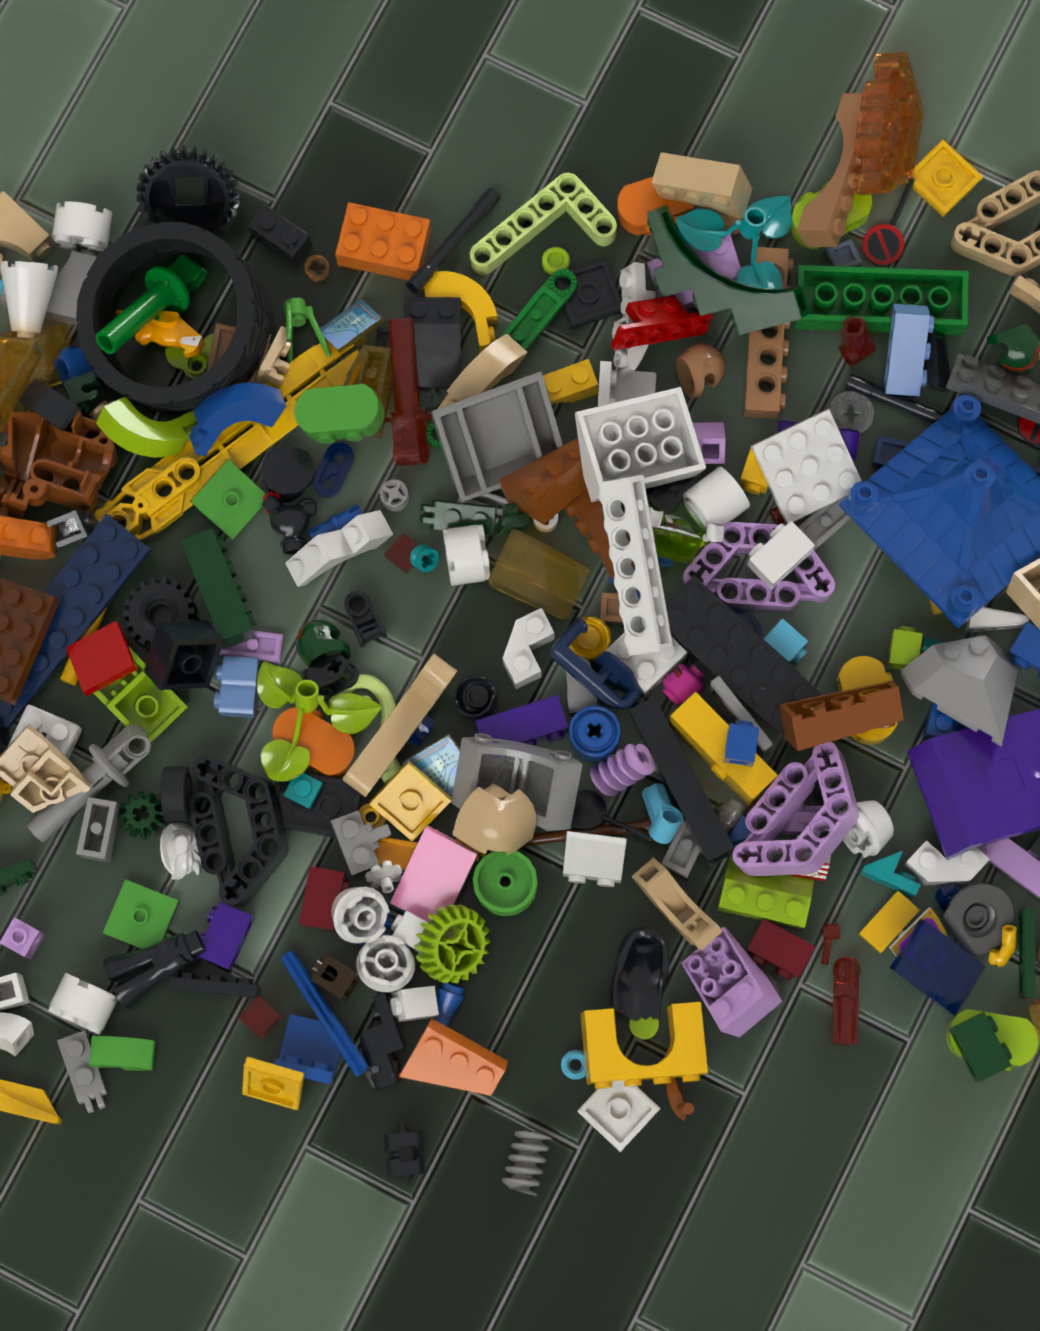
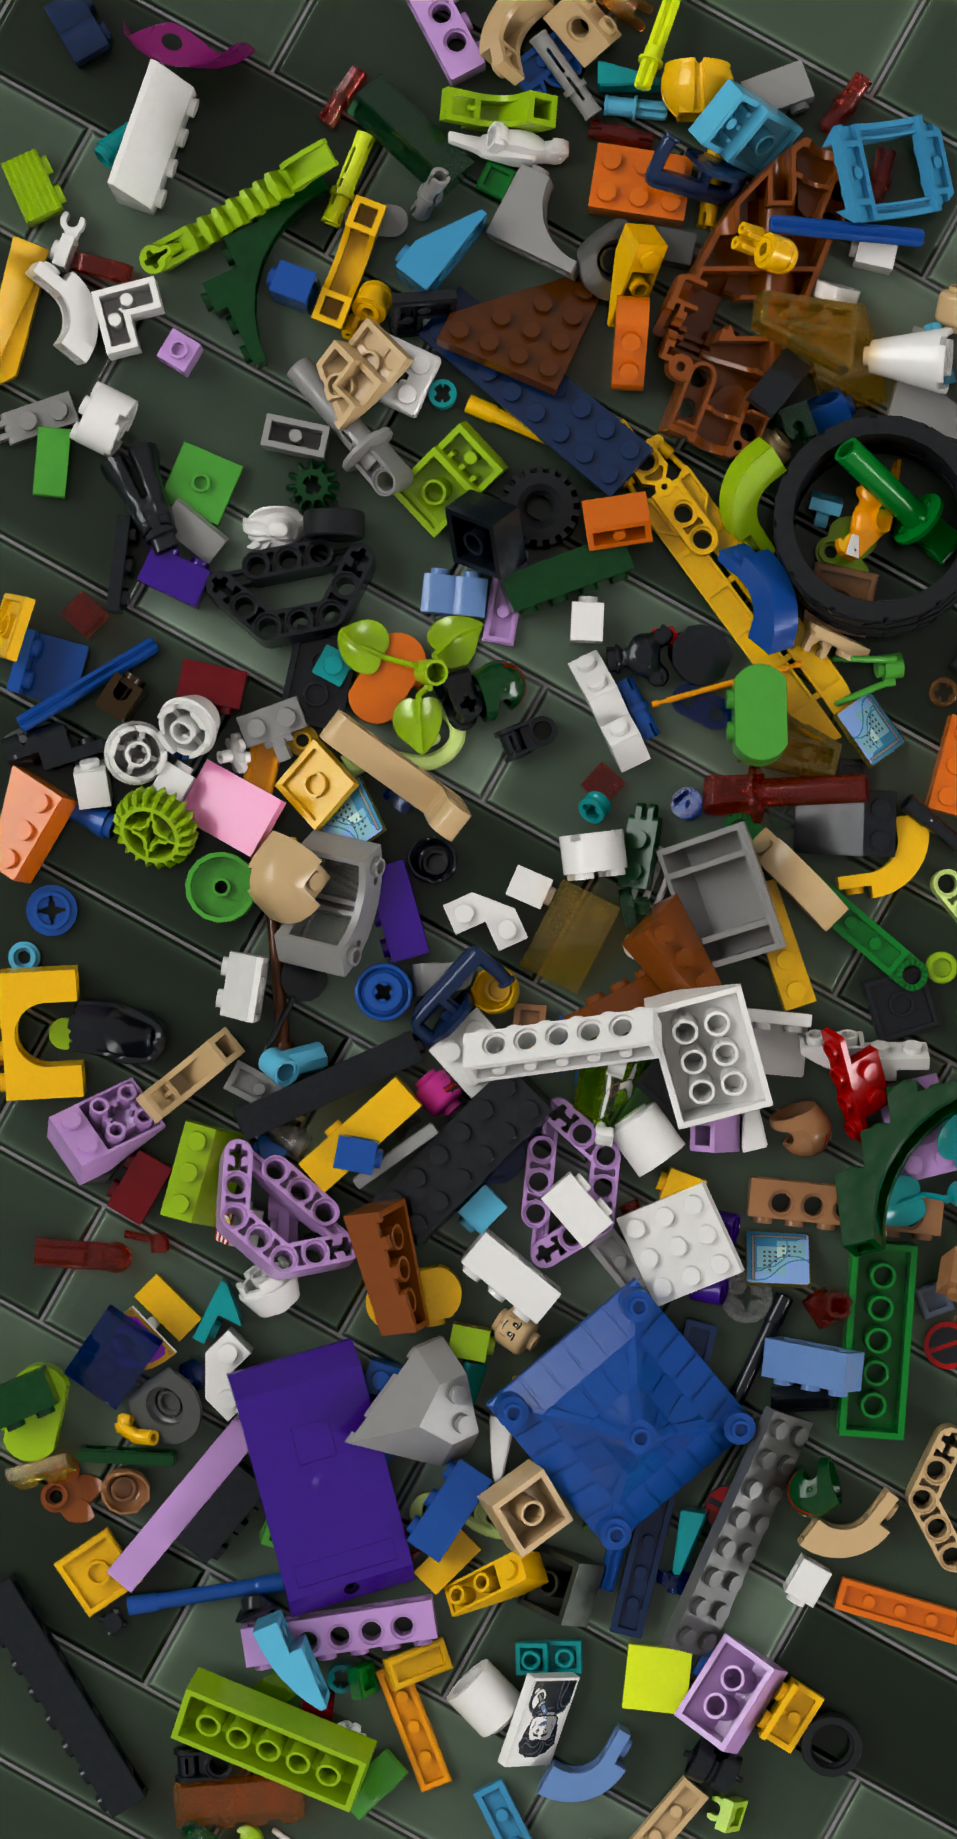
camera: 80 degrees right, 10 degrees up
(61, 696) = (433, 394): none -> teal bush
(73, 524) = (642, 412): black window -> none
(101, 658) = (487, 442): red tile -> none
(157, 371) = (824, 505): none -> medium azure tile
(170, 541) = (617, 521): none -> orange brick
(185, 917) = (197, 532): none -> light grey tile
(229, 499) = (670, 587): bright green plate -> none
(260, 570) = (587, 620): none -> white brick
(317, 461) = (710, 688): none -> light orange piece
(394, 490) = (671, 777): light grey wheel -> none
(419, 479) = (687, 804): none -> clear blue tile
(497, 611) = (531, 887): none -> white brick
(522, 1051) = (41, 899): none -> blue gear
(622, 769) = (342, 1021): lavender piece -> none
(706, 411) = (752, 1131): none -> white slope
(816, 386) = (777, 1259): none -> piece
(844, 613) = (510, 1276): none -> white brick
(891, 609) = (515, 1333): none -> tan head

